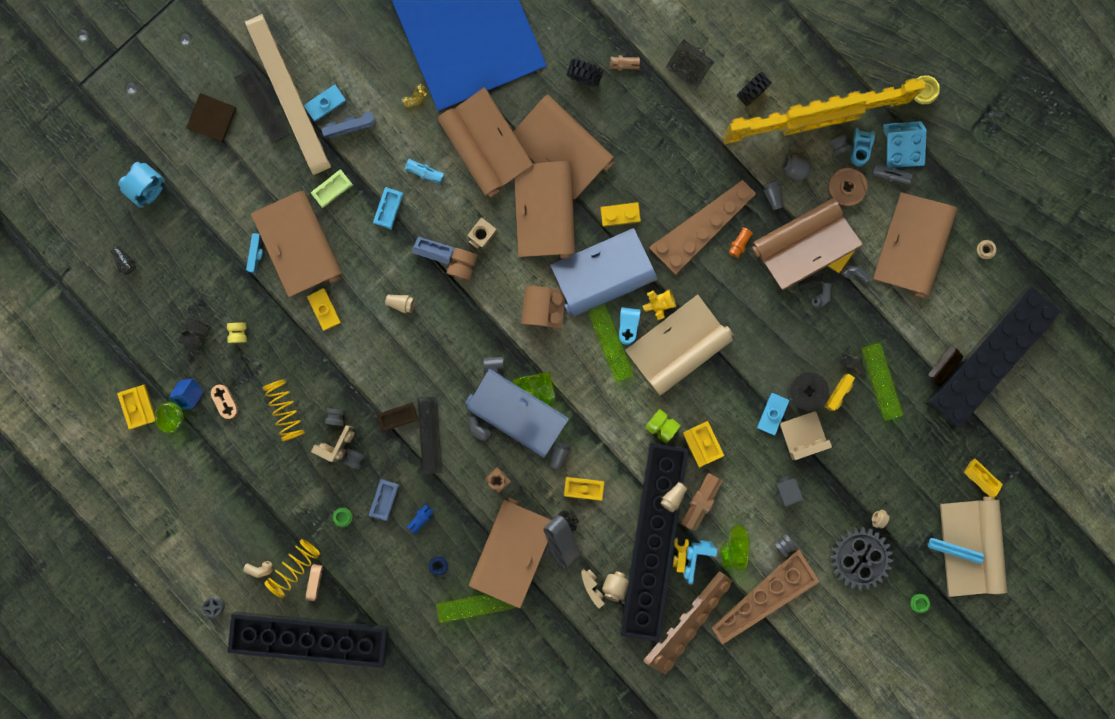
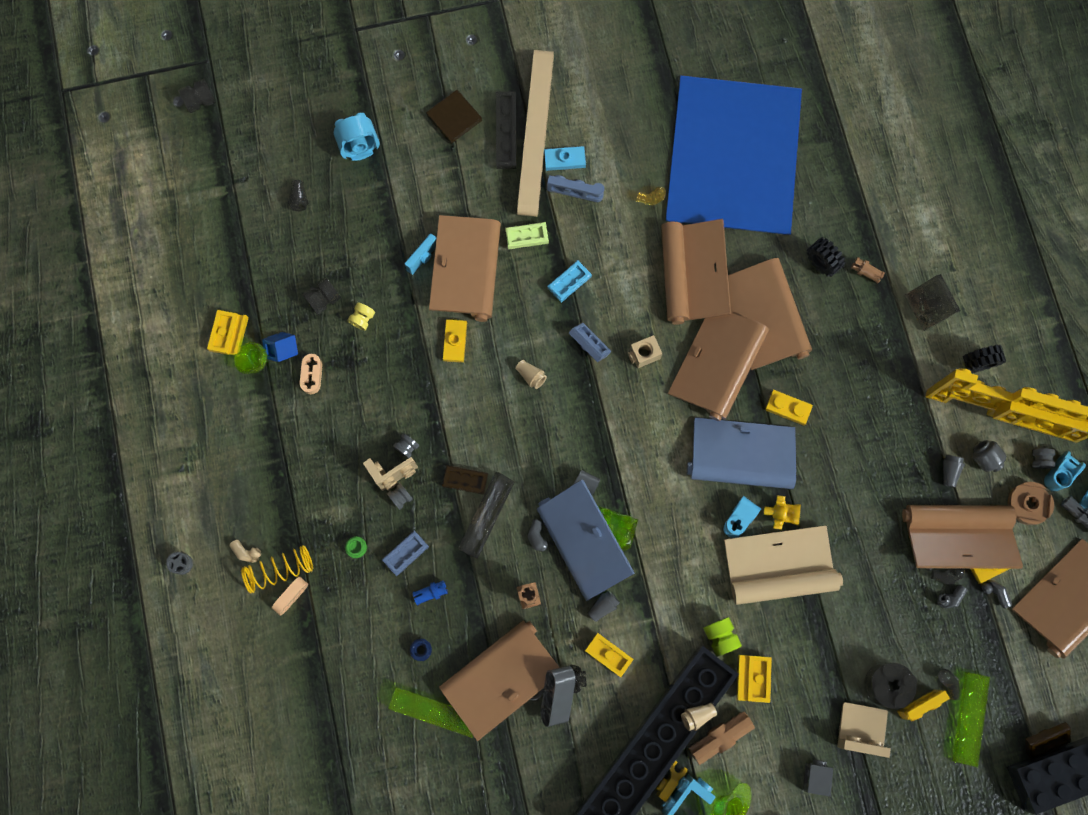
camera: 25 degrees right, 10 degrees down
(270, 387) = (371, 385): yellow piece -> none
(308, 639) = (250, 649): black brick -> none
(424, 171) = (622, 267): medium azure pin -> none
(462, 264) = (608, 371): medium nougat wheel -> none
(543, 307) = (666, 453): medium nougat brick -> none
(589, 582) = (562, 756): tan slope -> none
(610, 343) = (713, 525): clear neon green plate -> none
(615, 586) = (586, 775): tan head -> none
(692, 235) = (851, 465): medium nougat wing -> none
(739, 244) = (891, 501): orange pin -> none
(773, 414) = (841, 688): medium azure plate -> none

